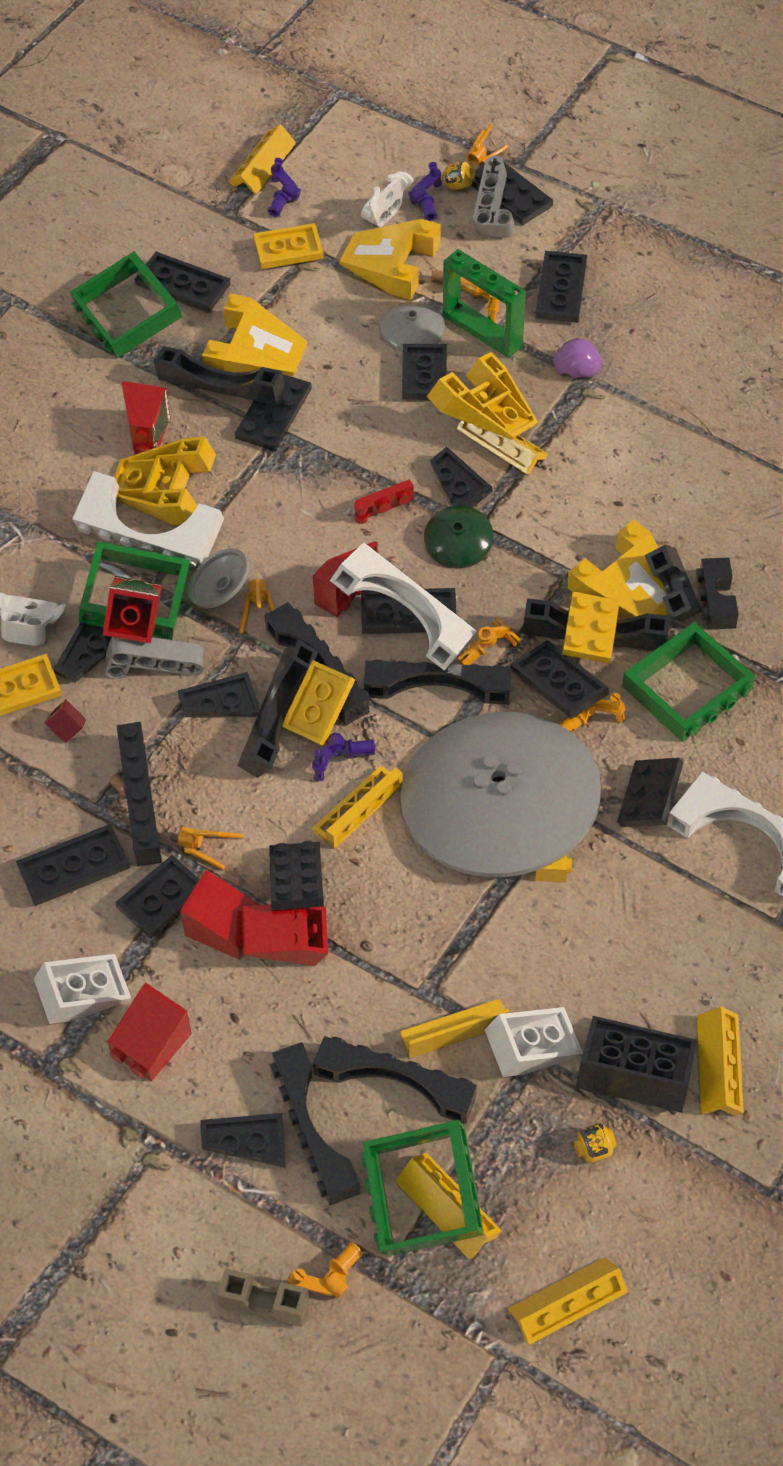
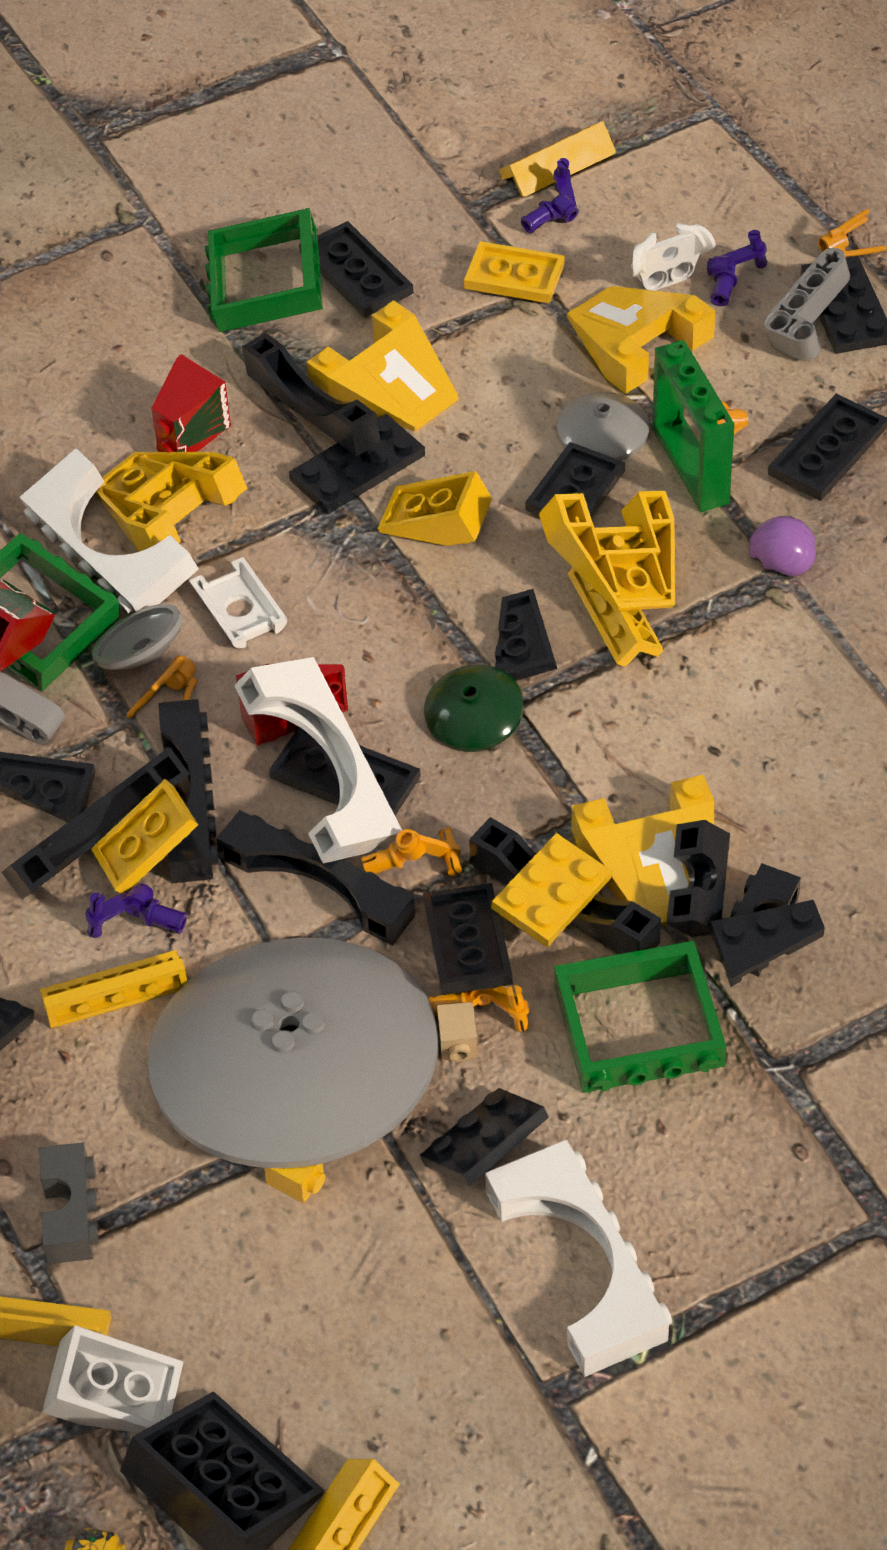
camera: 30 degrees right, 5 degrees down
(257, 518) = (244, 586): none -> white piece
(349, 420) = (438, 510): none -> yellow slope
(383, 501) = (408, 624): red plate -> none
(417, 930) = (69, 1231): none -> dark grey arch
(458, 175) = (787, 260): yellow head -> none
(591, 735) = (457, 1031): none -> tan brick
(733, 602) = (759, 937): none -> black wing

